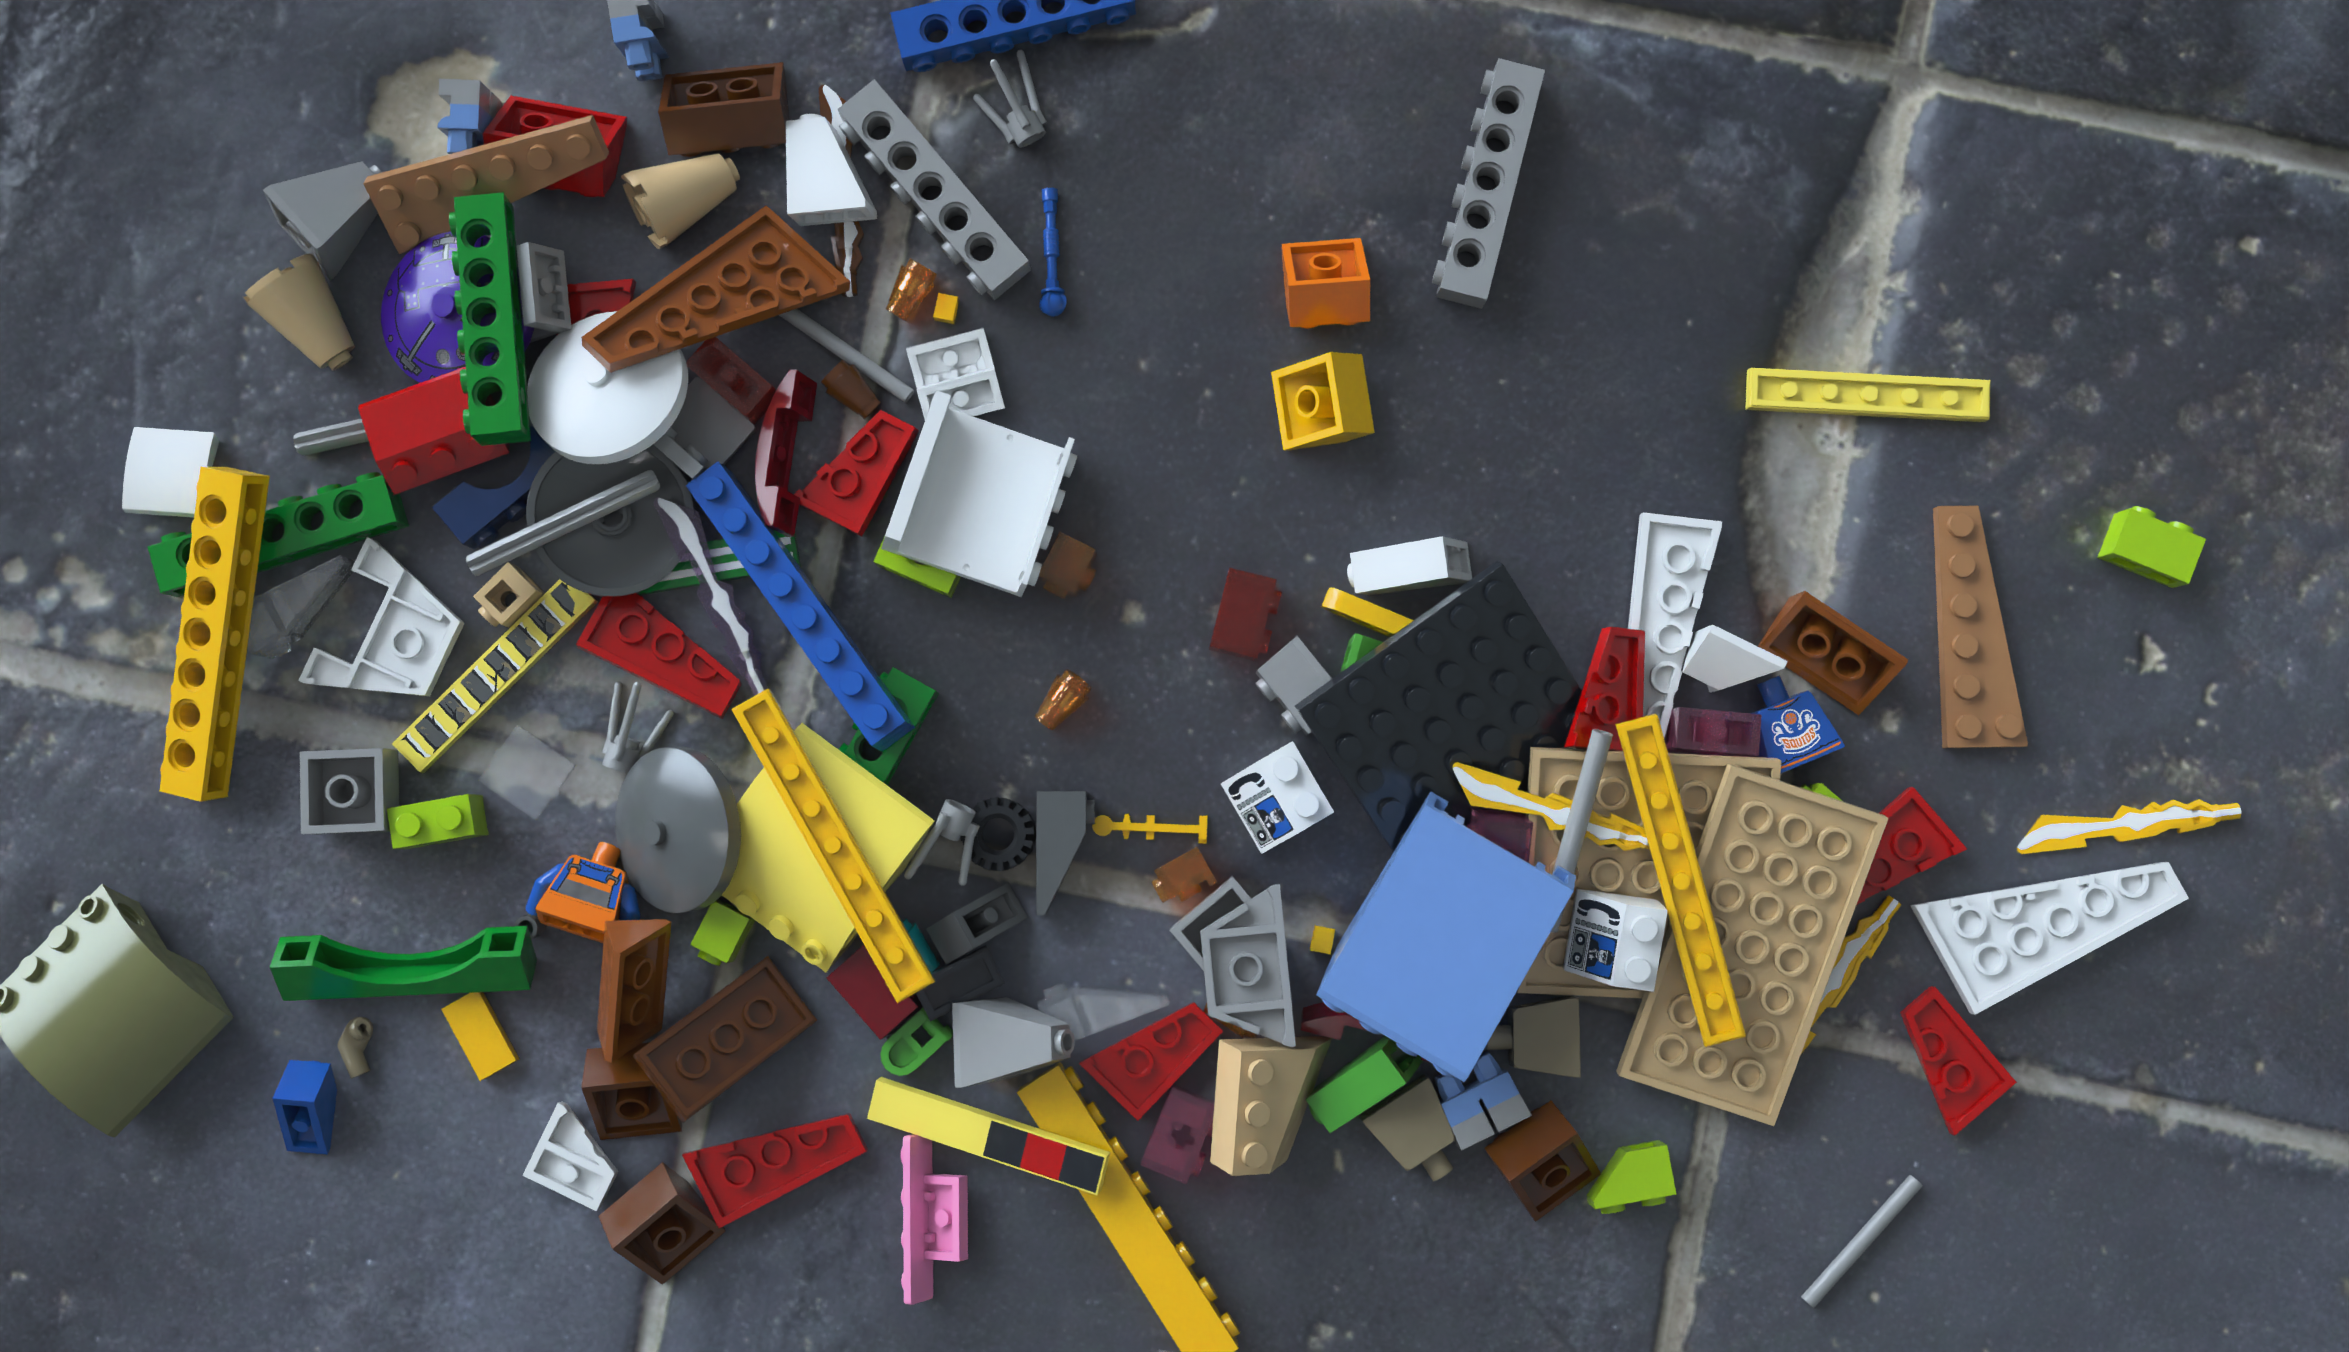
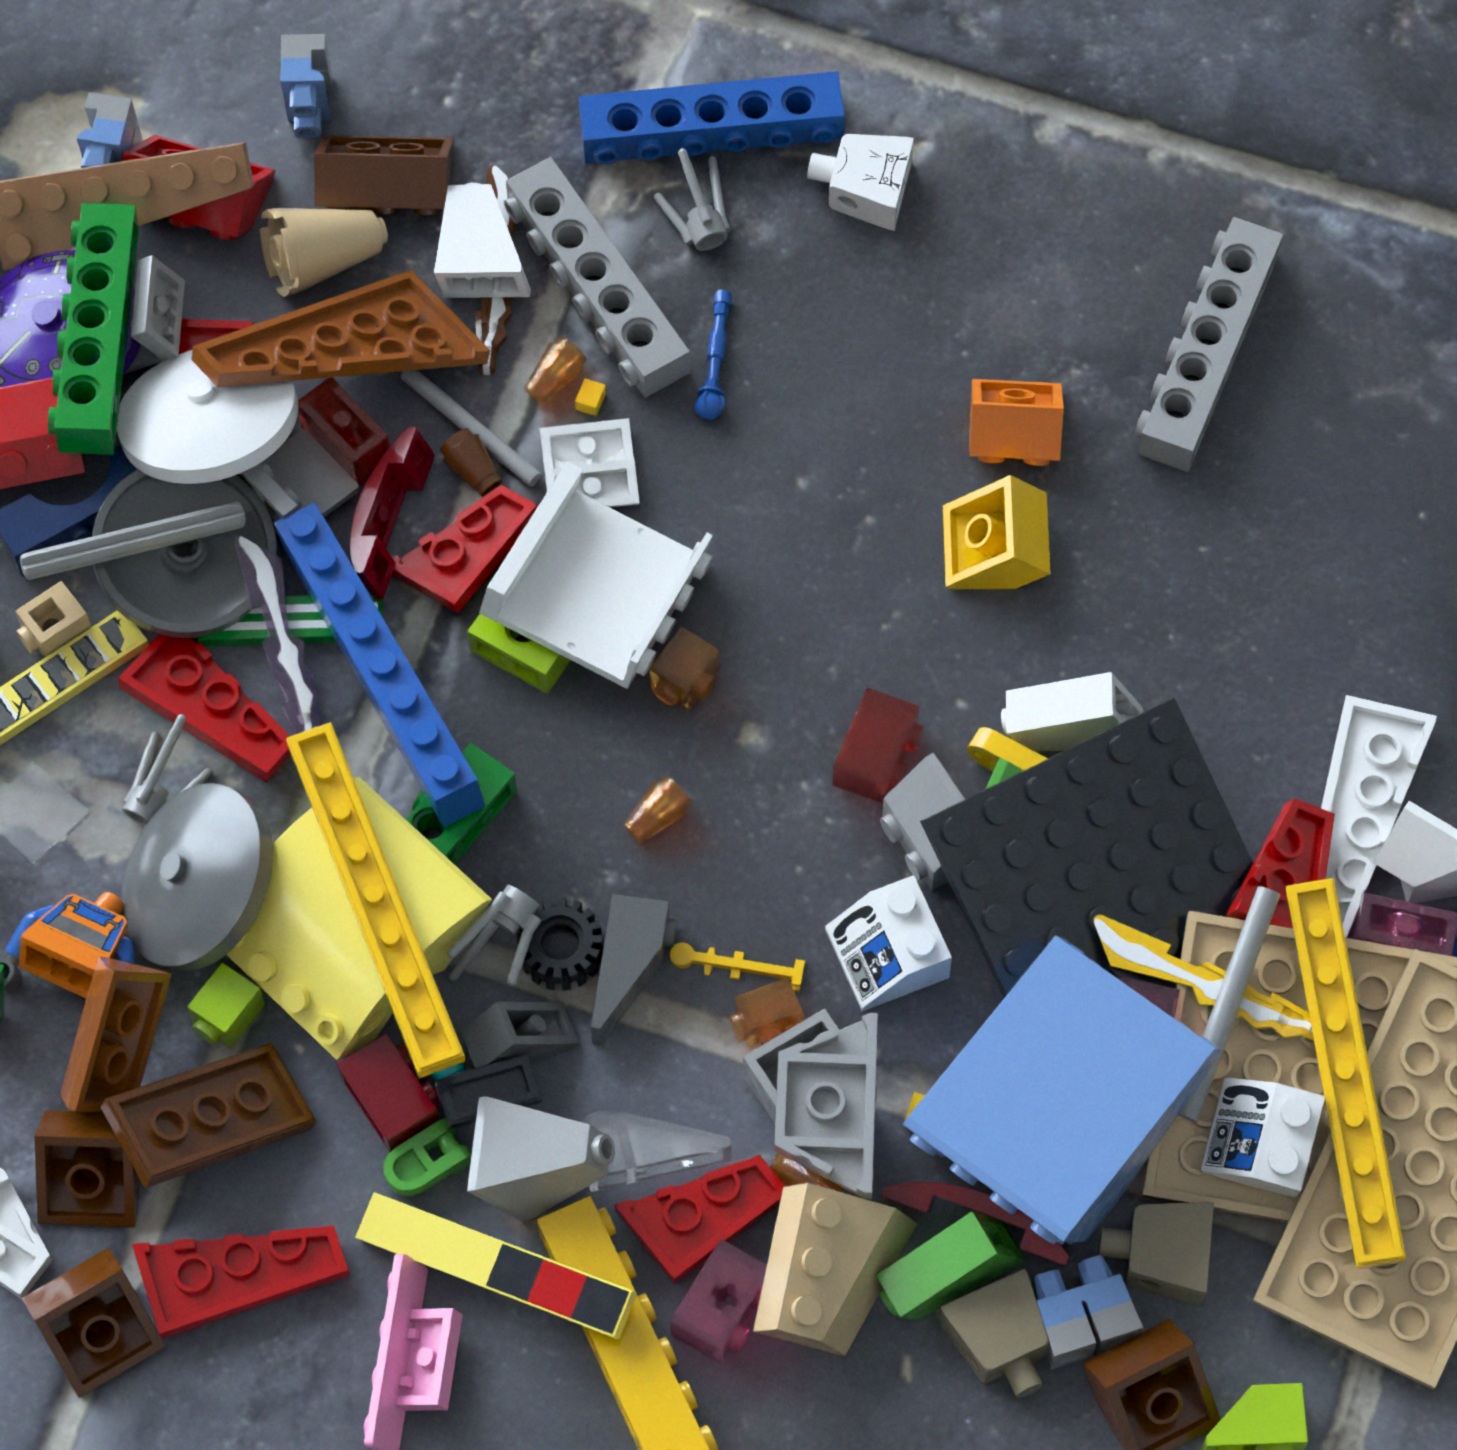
camera: 10 degrees right, 20 degrees down
(1162, 55) = (866, 176): none -> white torso

